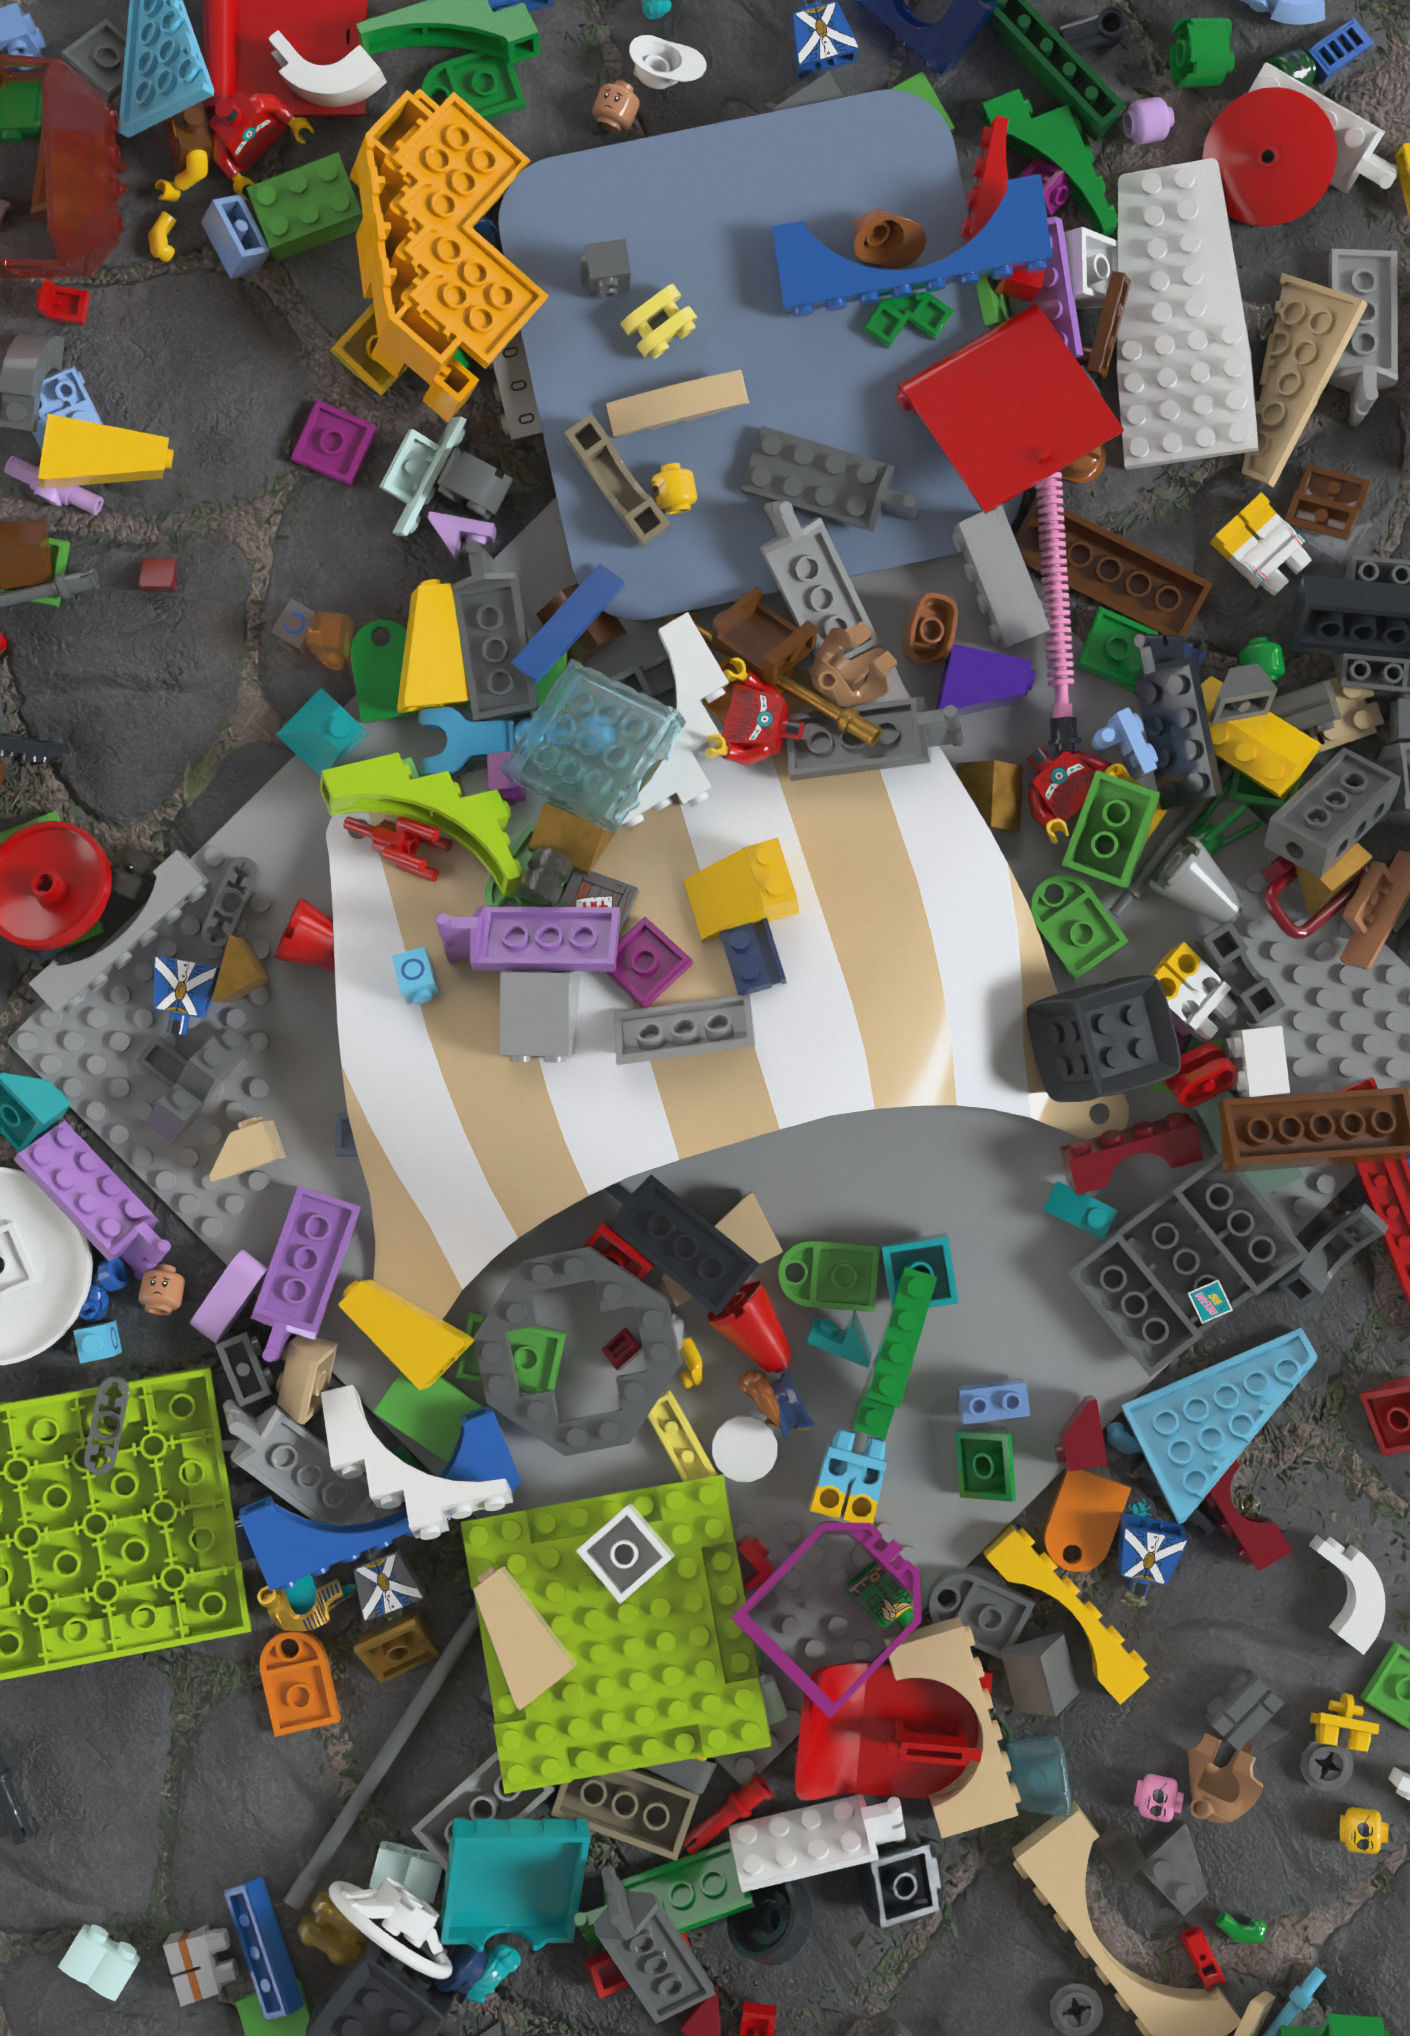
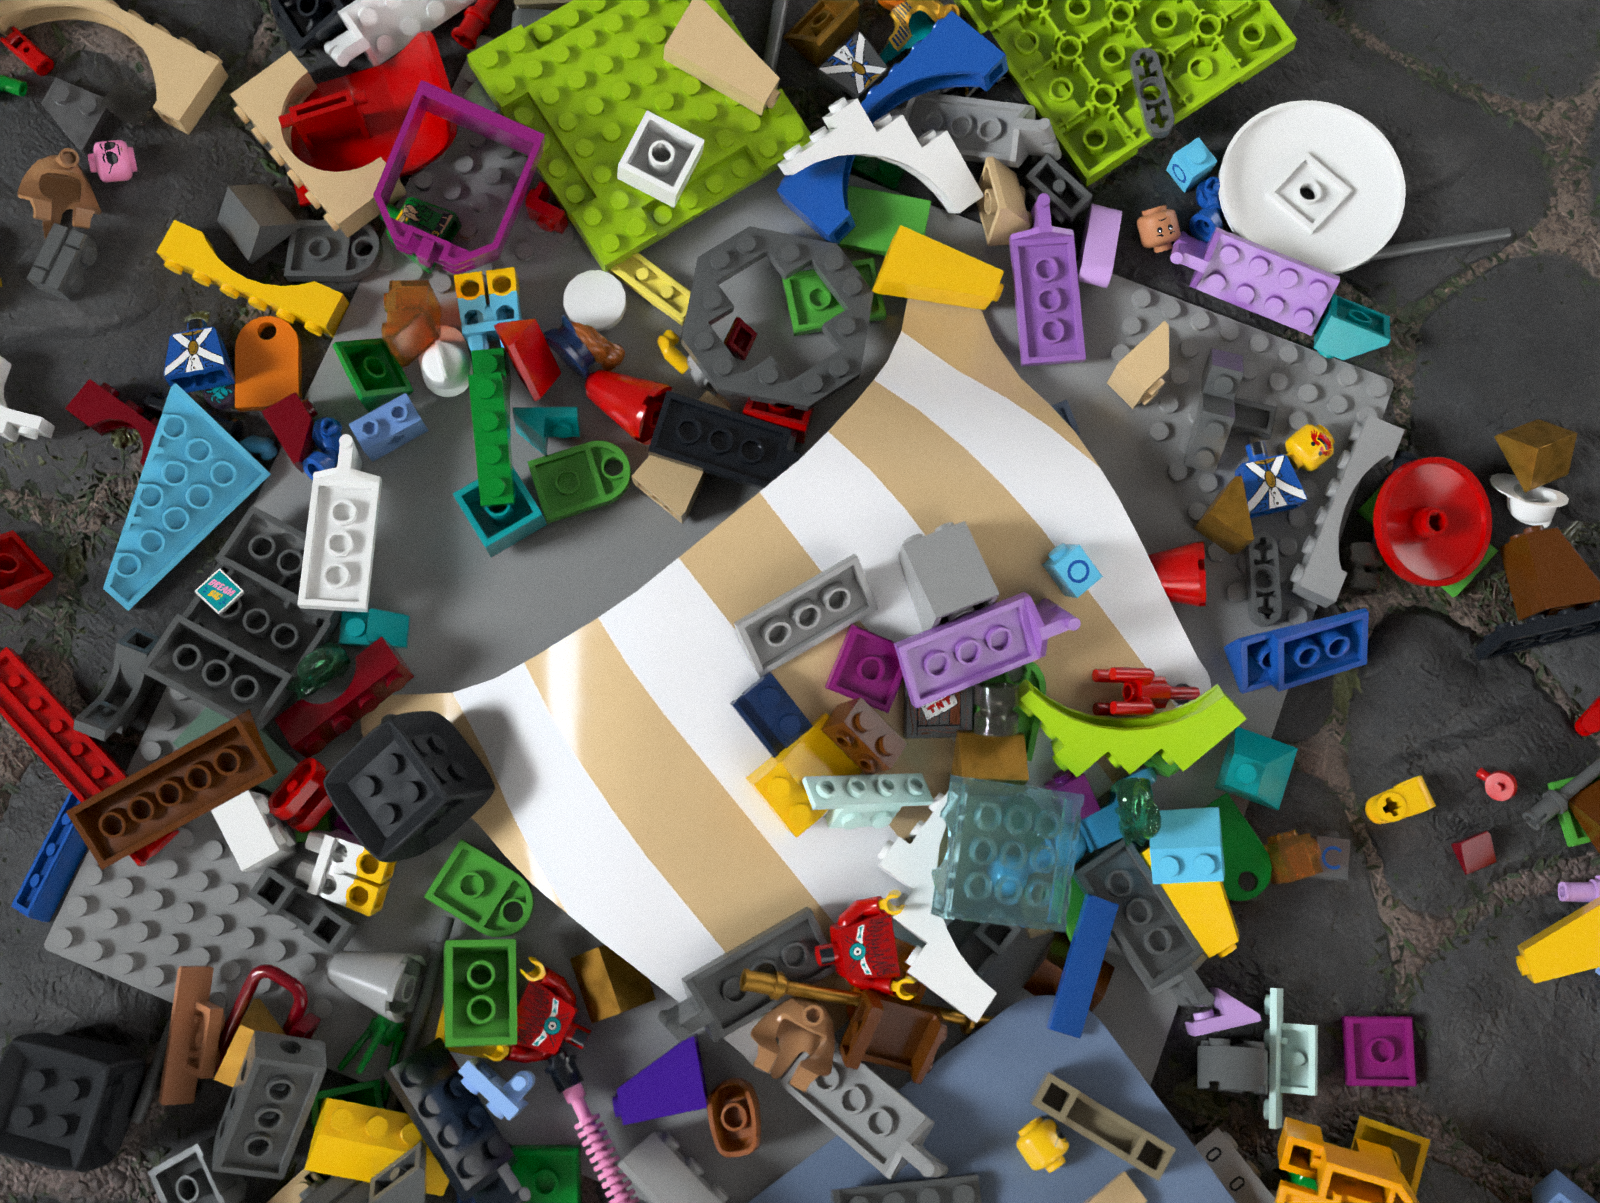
camera: 155 degrees right, 10 degrees down
(106, 623) = (1499, 784): none -> piece
(126, 1007) = (1309, 447): none -> yellow head
(199, 647) = (1402, 800): none -> yellow piece
(231, 819) = (1300, 652): none -> blue slope
(427, 685) = (1188, 847): none -> medium azure slope
(457, 735) = (1136, 810): none -> clear green animal
(677, 902) = (864, 736): none -> reddish brown brick
(698, 848) = (865, 798): none -> light aqua bracket
(832, 1410) = (529, 355): none -> red slope
(913, 1449) = (447, 364): none -> white piece
(929, 1497) = (411, 319): none -> clear orange slope
(1041, 1775) = (224, 139): clear light blue slope -> none
(1053, 1414) = (326, 436): none -> blue arm
(1078, 1307) = (340, 535): none -> white hinge
(1141, 1190) = (318, 669): none -> clear green animal

